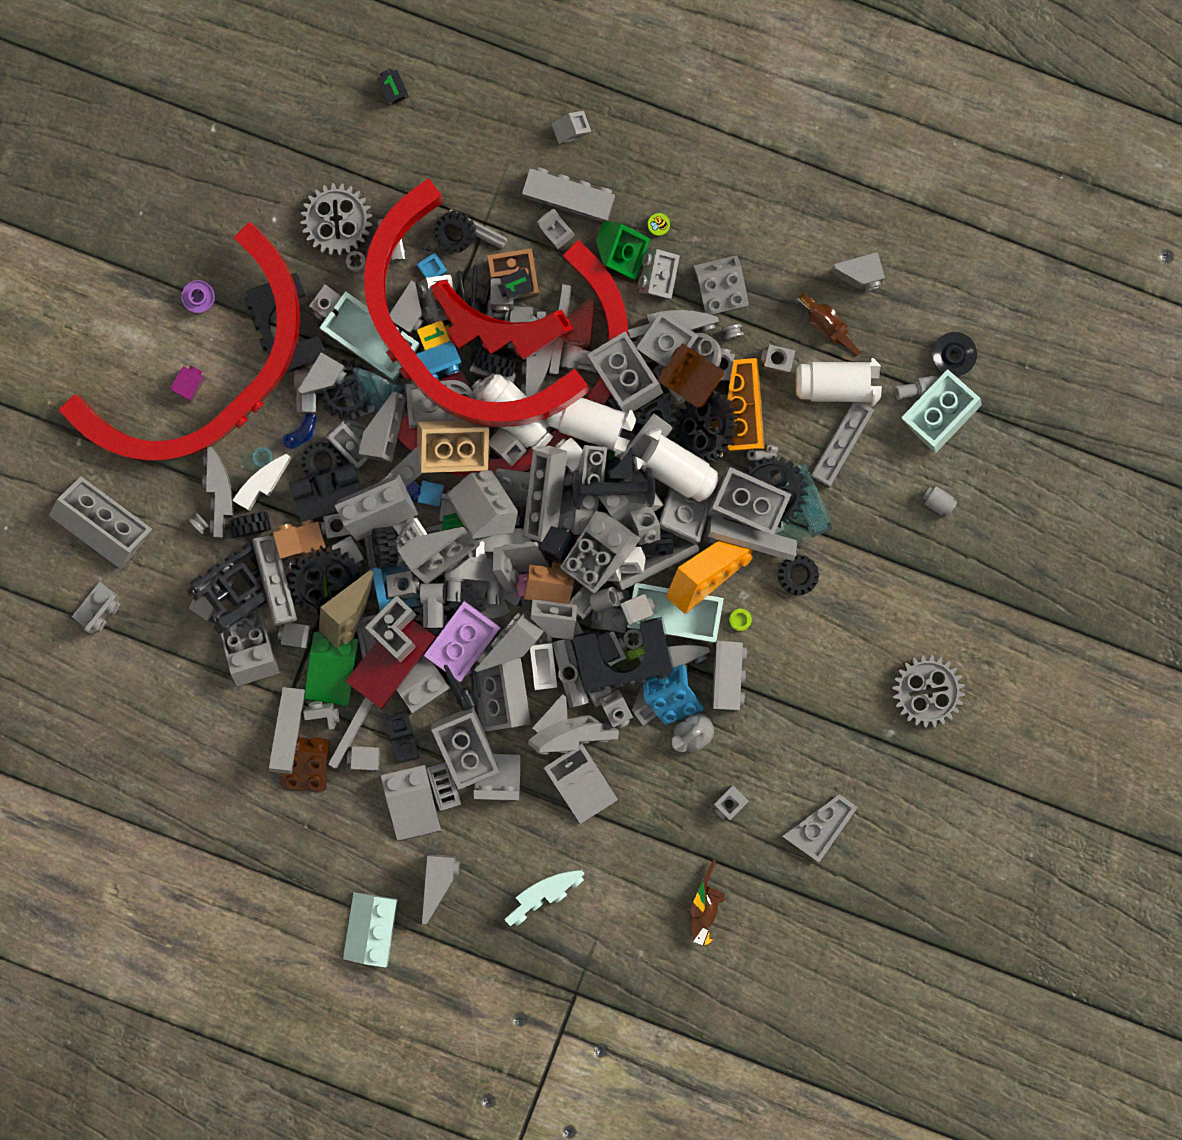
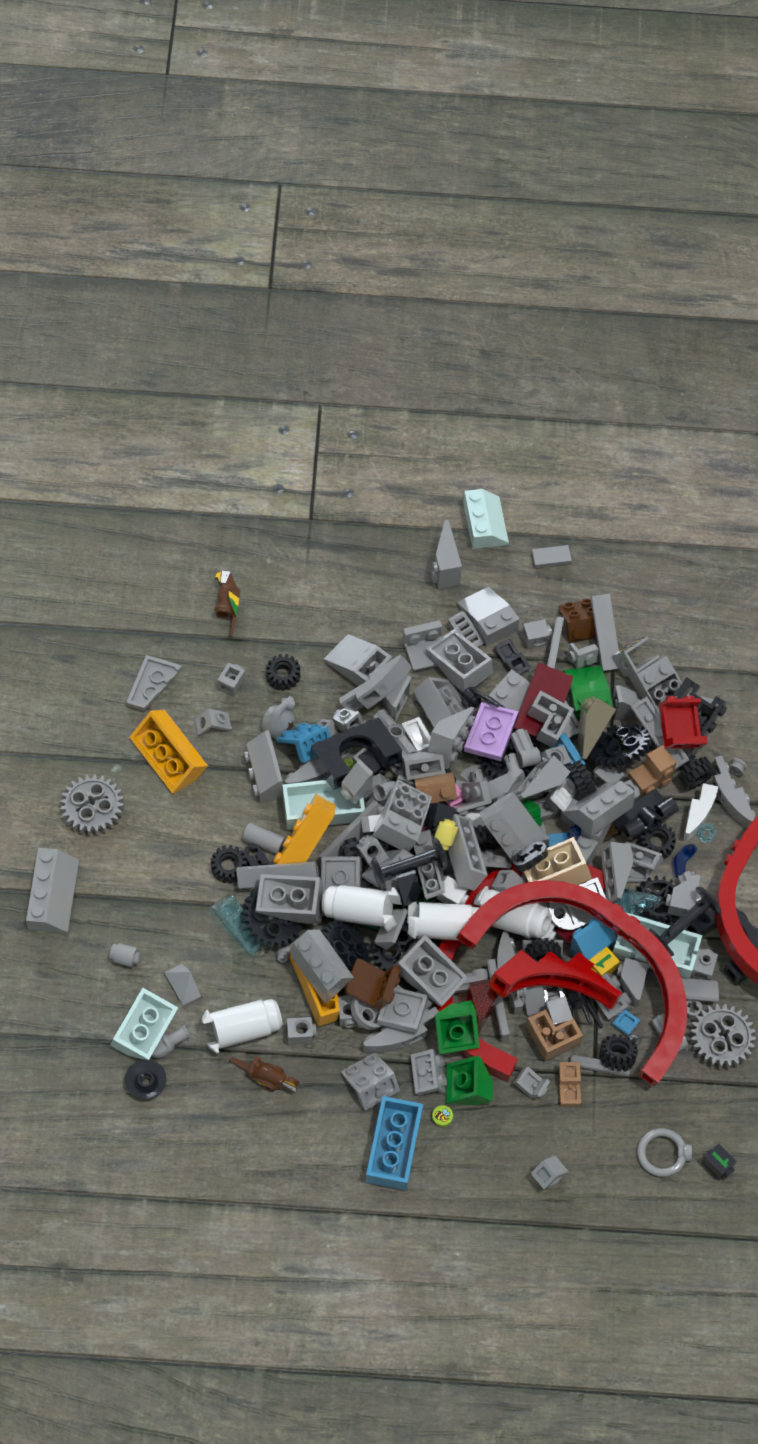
camera: 160 degrees right, 25 degrees down
(250, 573) = (681, 723): none -> red panel
(268, 699) = (623, 655): none -> light grey piece
(310, 858) = (551, 556): none -> light grey tile
(335, 342) = (688, 918): none -> black hose
(342, 277) = (701, 989): none -> light grey slope
(423, 110) = (684, 1152): none -> light grey piece
(476, 470) = (530, 856): none -> black beam
(515, 217) = (569, 1084): none -> medium nougat slope
(515, 285) = (549, 1013): black brick -> none
(551, 888) = (359, 580): light aqua slope -> none
(560, 517) = (446, 833): none -> light yellow brick
(568, 195) = (530, 1115): light grey brick -> none
(617, 302) = (457, 1028): none -> green slope
(679, 805) = (283, 662): none -> black tyre
(719, 205) = (394, 1143): none -> dark azure brick
(732, 332) = (347, 1042): light grey bush -> none
(739, 406) = (320, 964): none -> light grey slope
(740, 619) = (267, 818): lime tile -> none
(751, 594) = (265, 839): none -> light grey brick
(765, 755) = (213, 719): none -> light grey bracket
(771, 568) = (261, 858): none -> black beam
(826, 732) = (168, 750): none -> light orange slope
(842, 443) = (224, 977): light grey tile -> none
(861, 272) = (251, 1120): light grey slope -> none
(886, 452) = (183, 984): none -> light grey slope
(997, 598) = (52, 891): none -> light grey slope

